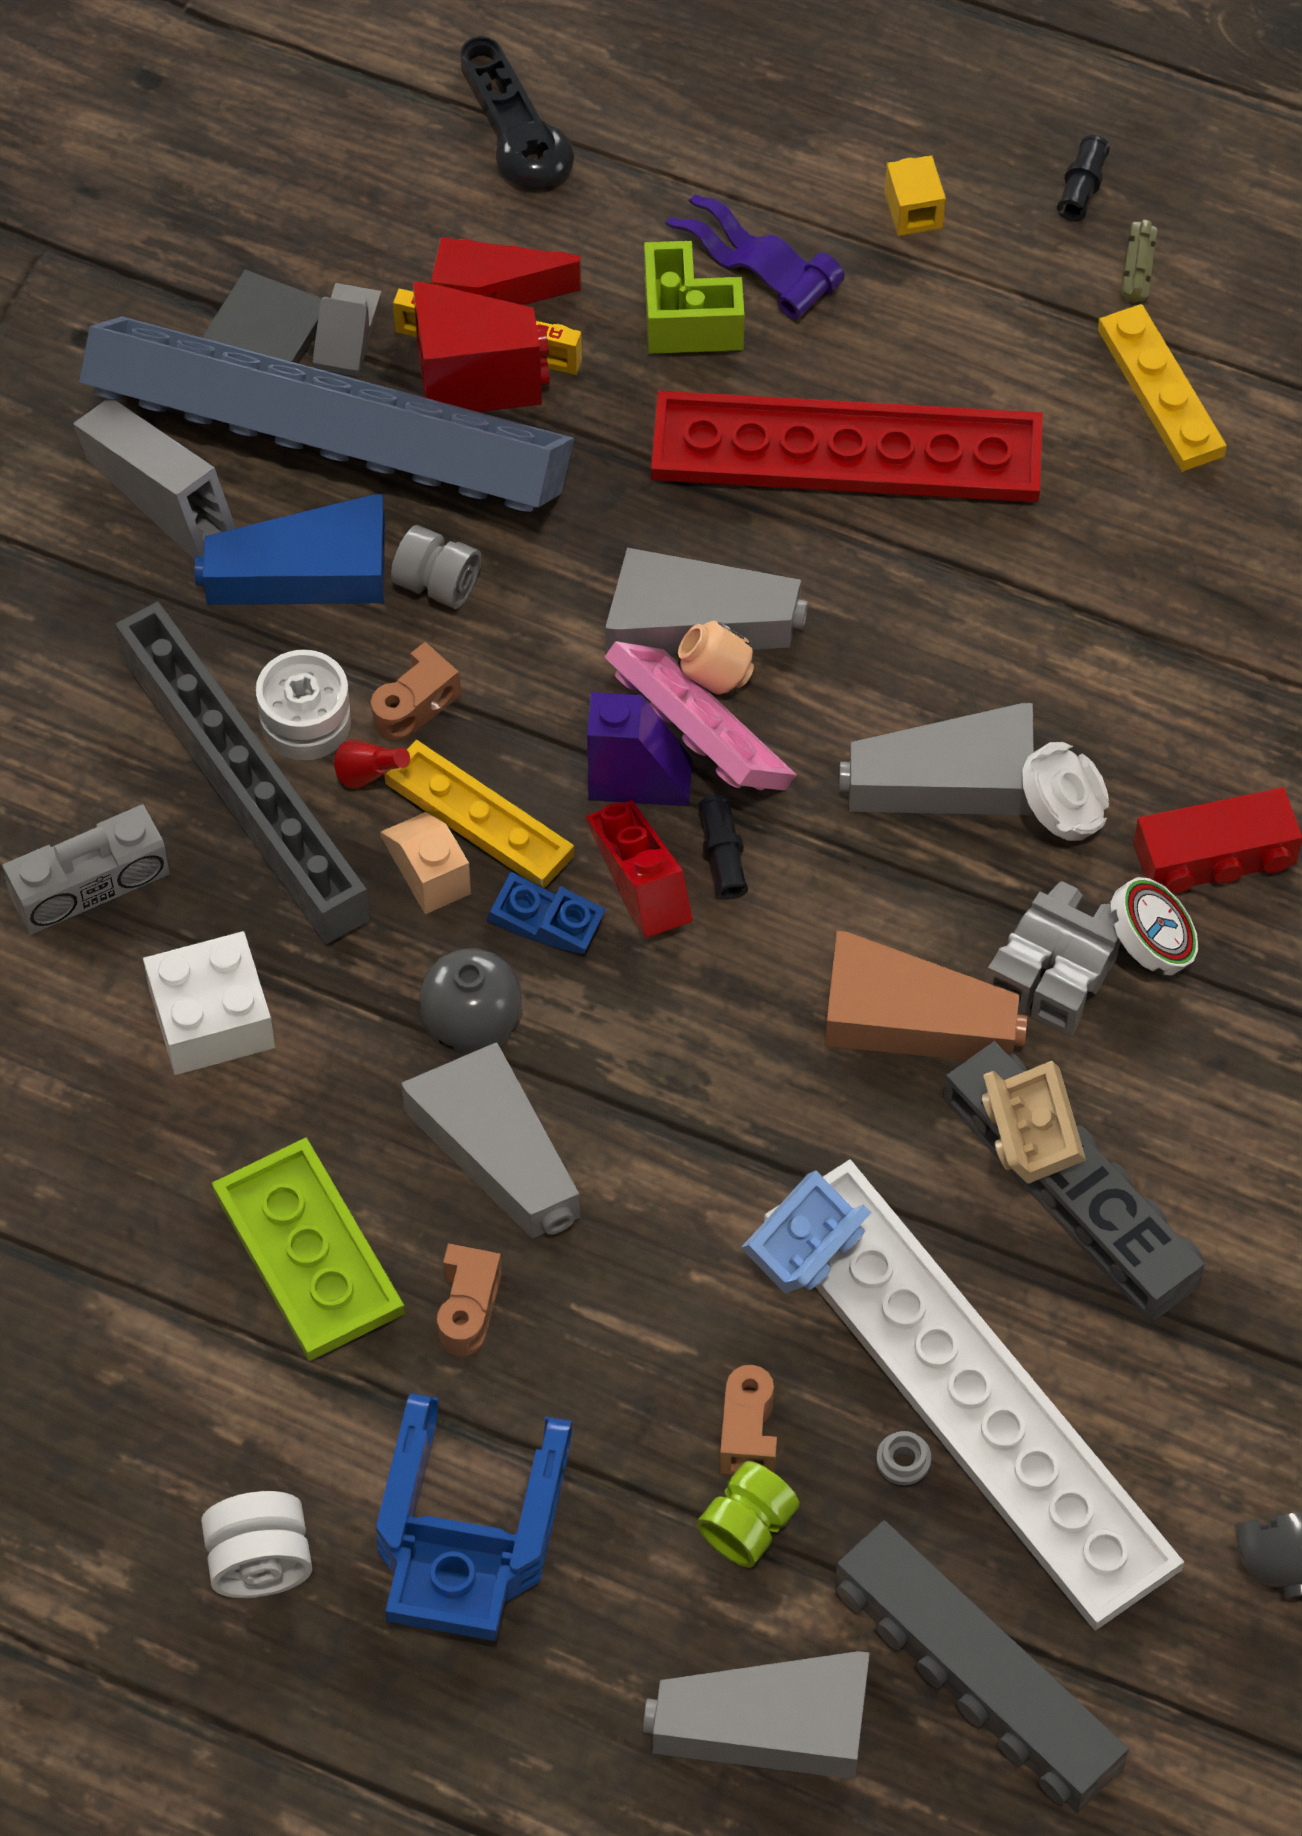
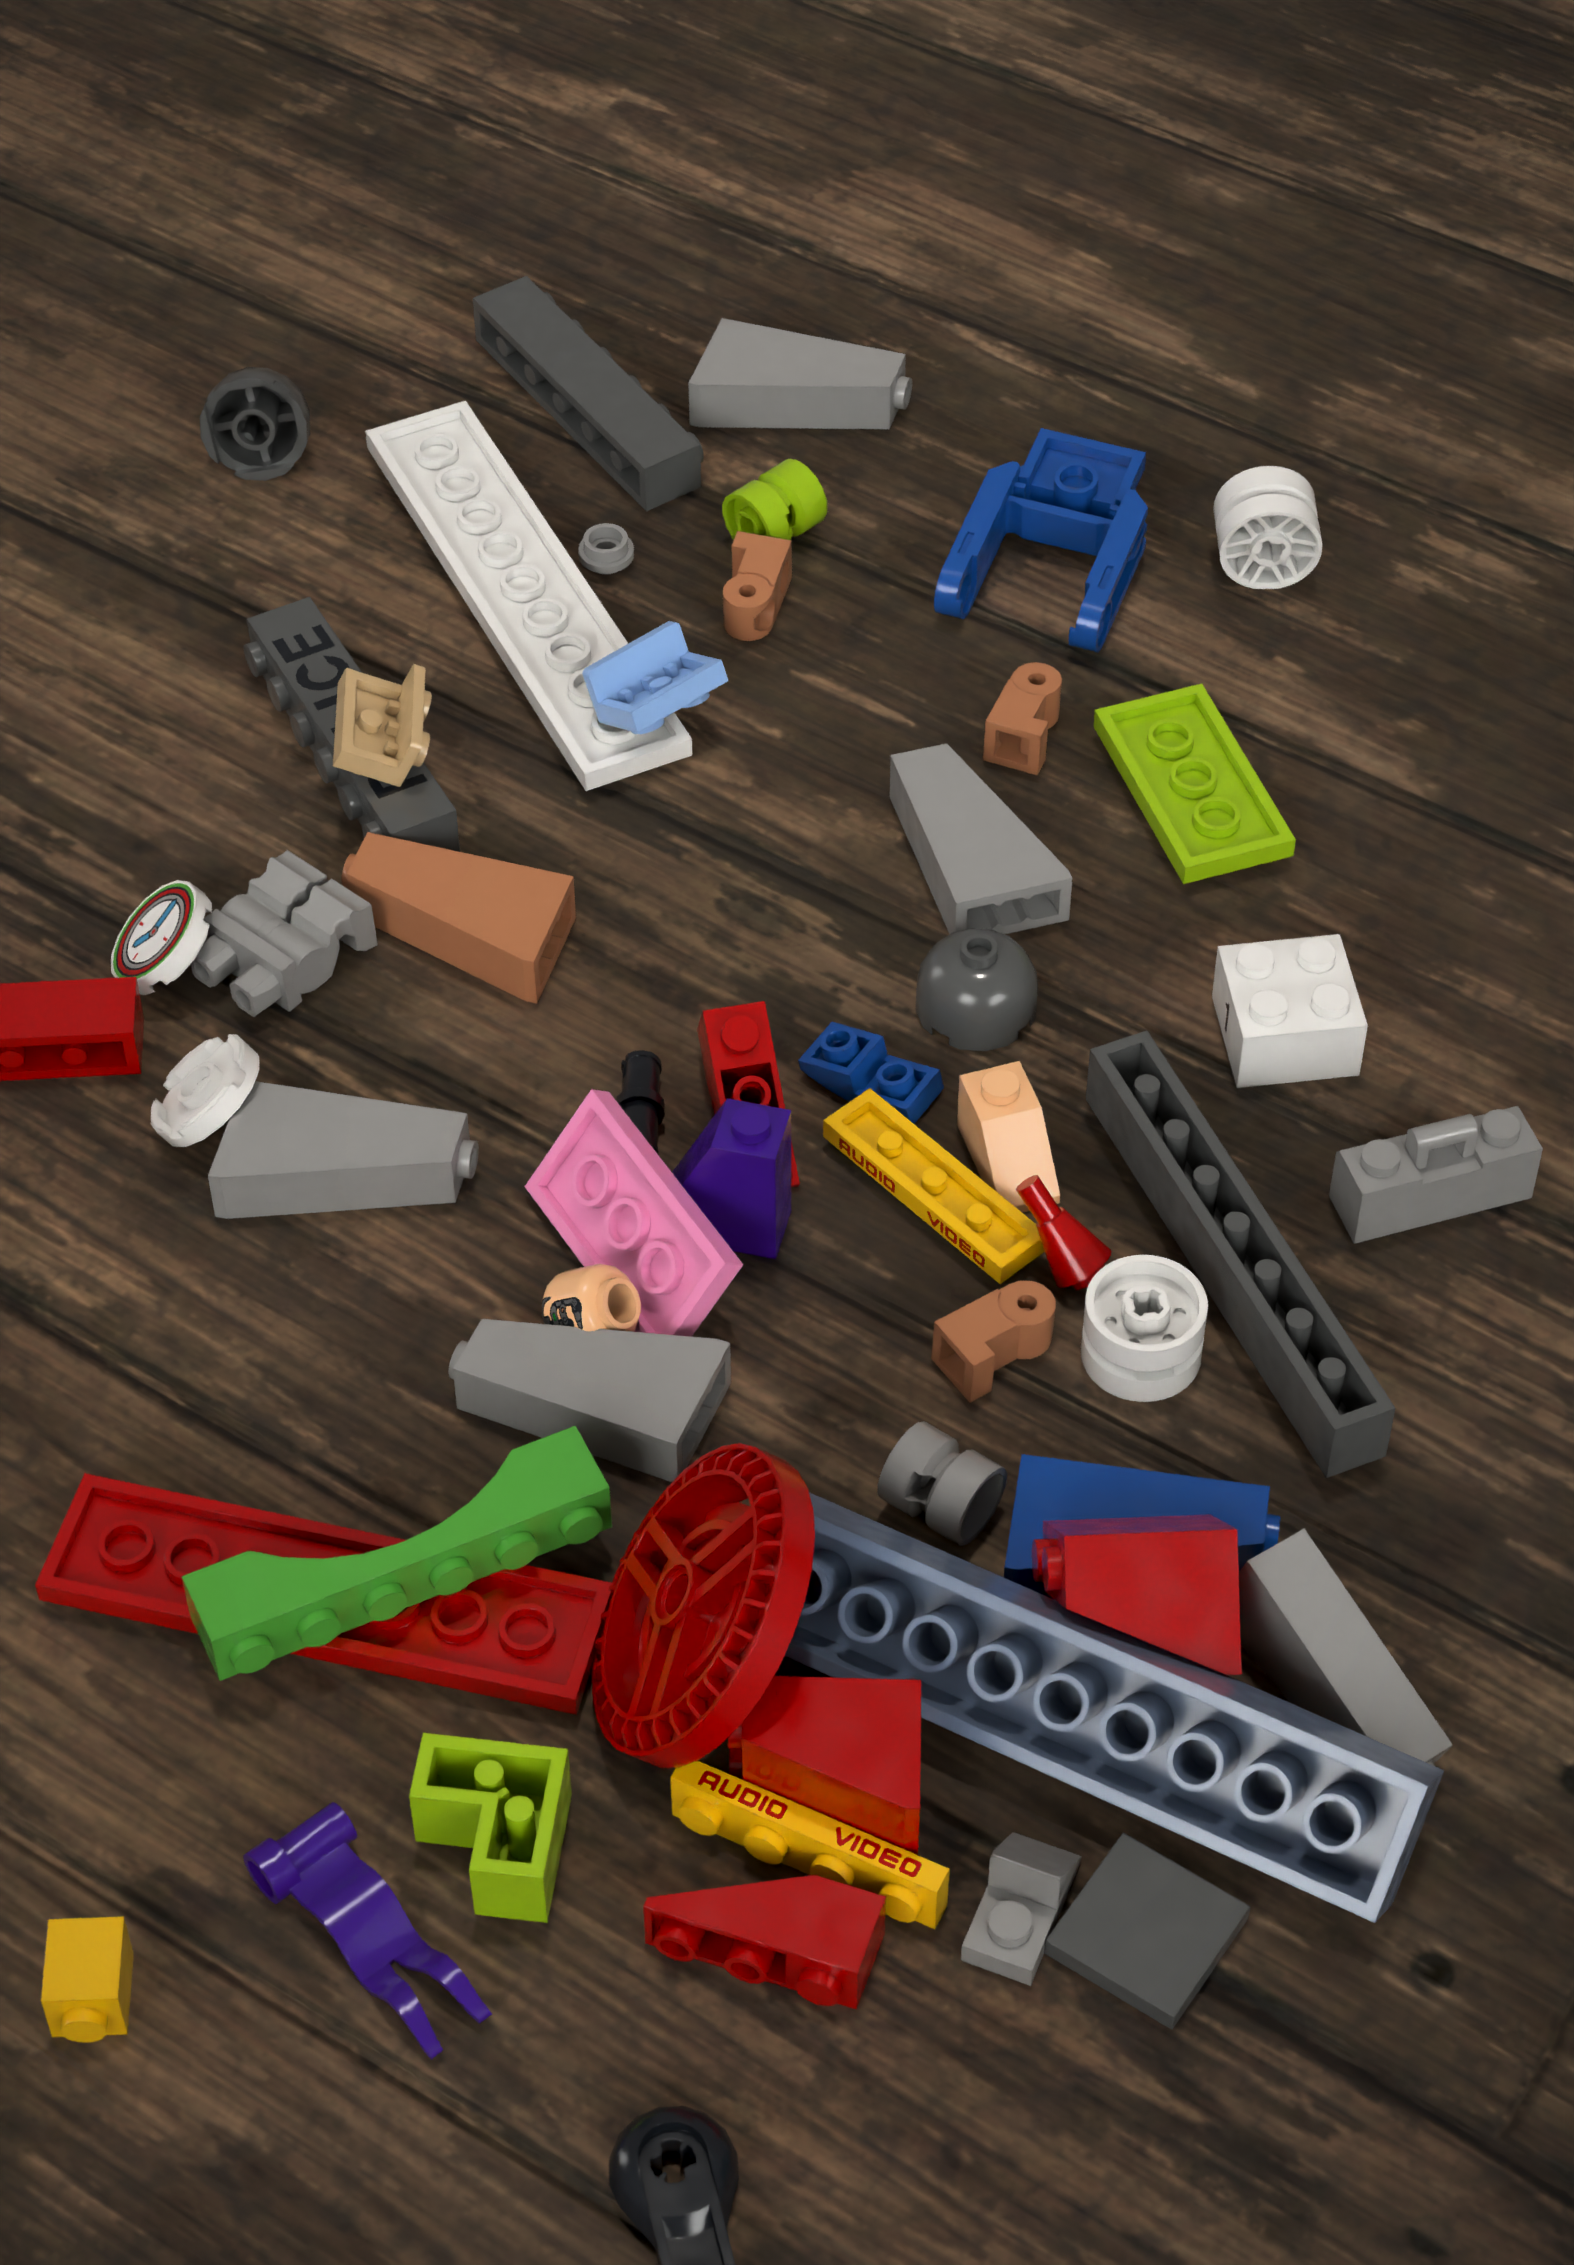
camera: 170 degrees left, 10 degrees down
(288, 463) = (1152, 1579): none -> red slope
(577, 390) = (703, 1606): none -> red piece
(872, 394) = (275, 1605): none -> bright green arch

